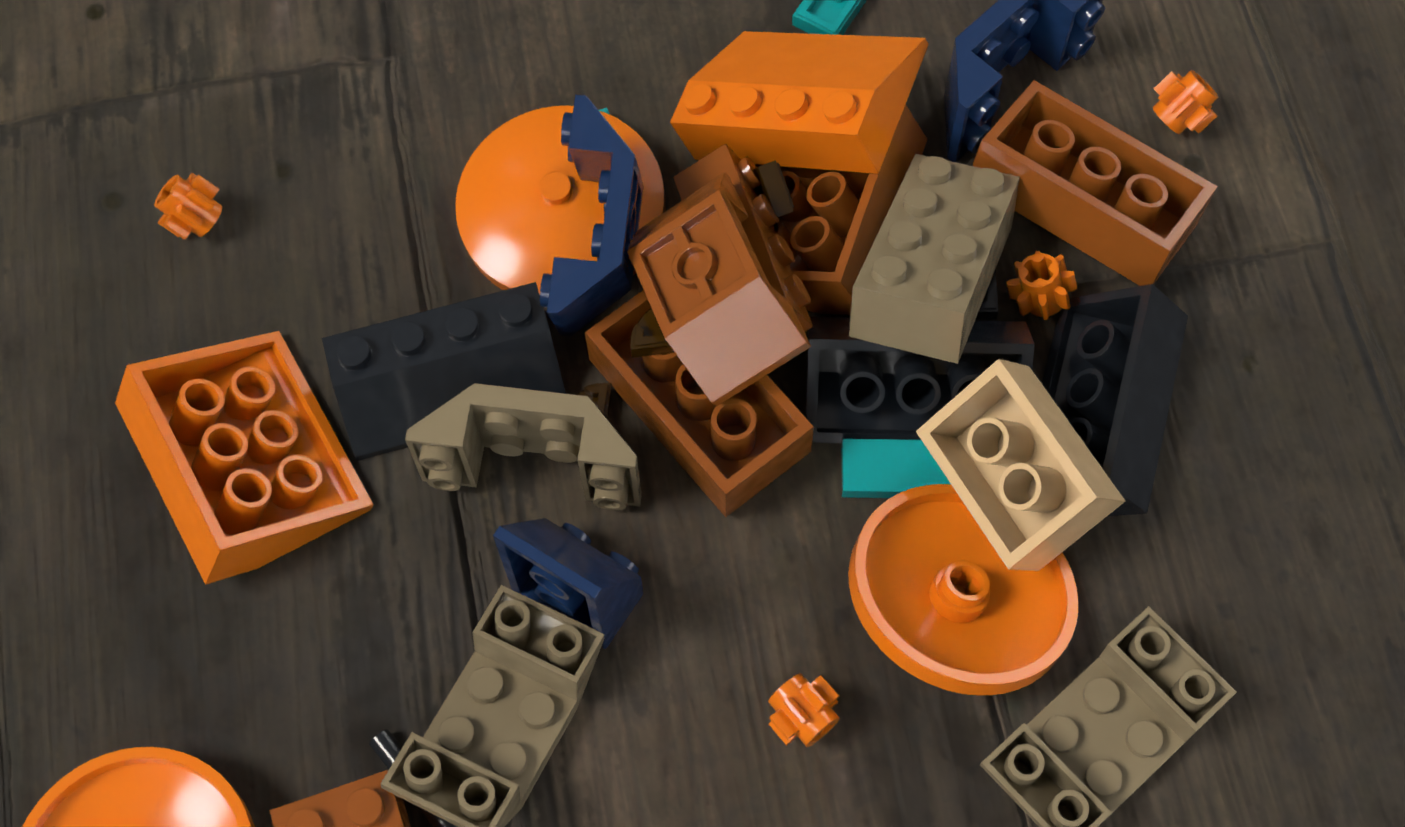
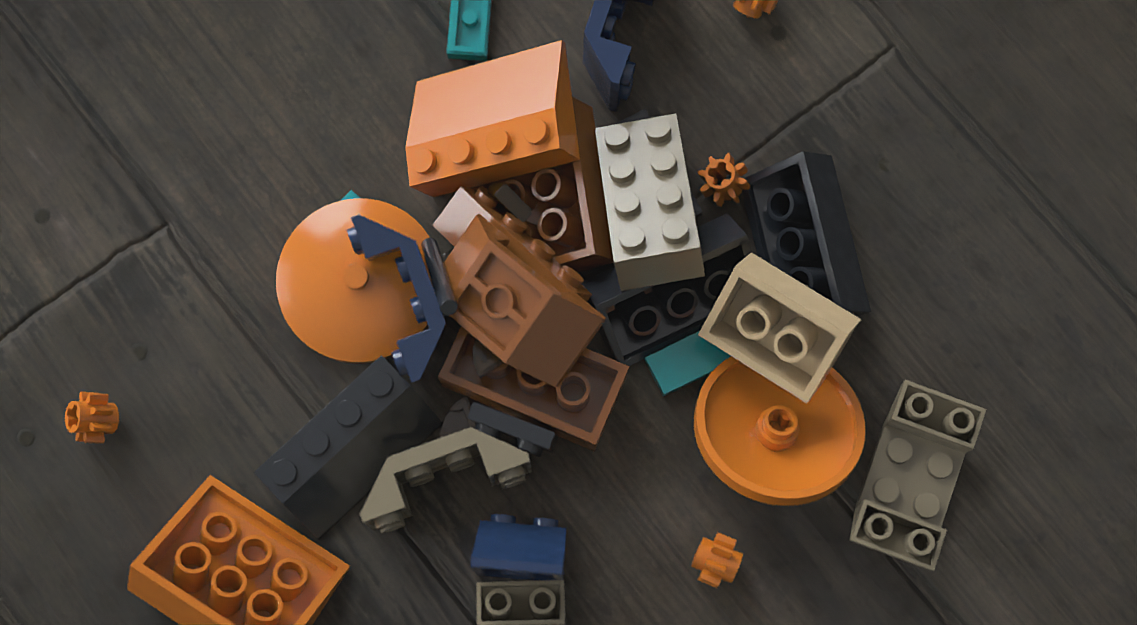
camera: 30 degrees left, 10 degrees up
(644, 219) = (439, 276): none -> black bar
(657, 454) = (528, 436): none -> black plate
(1095, 184) = (726, 89): dark orange brick -> none

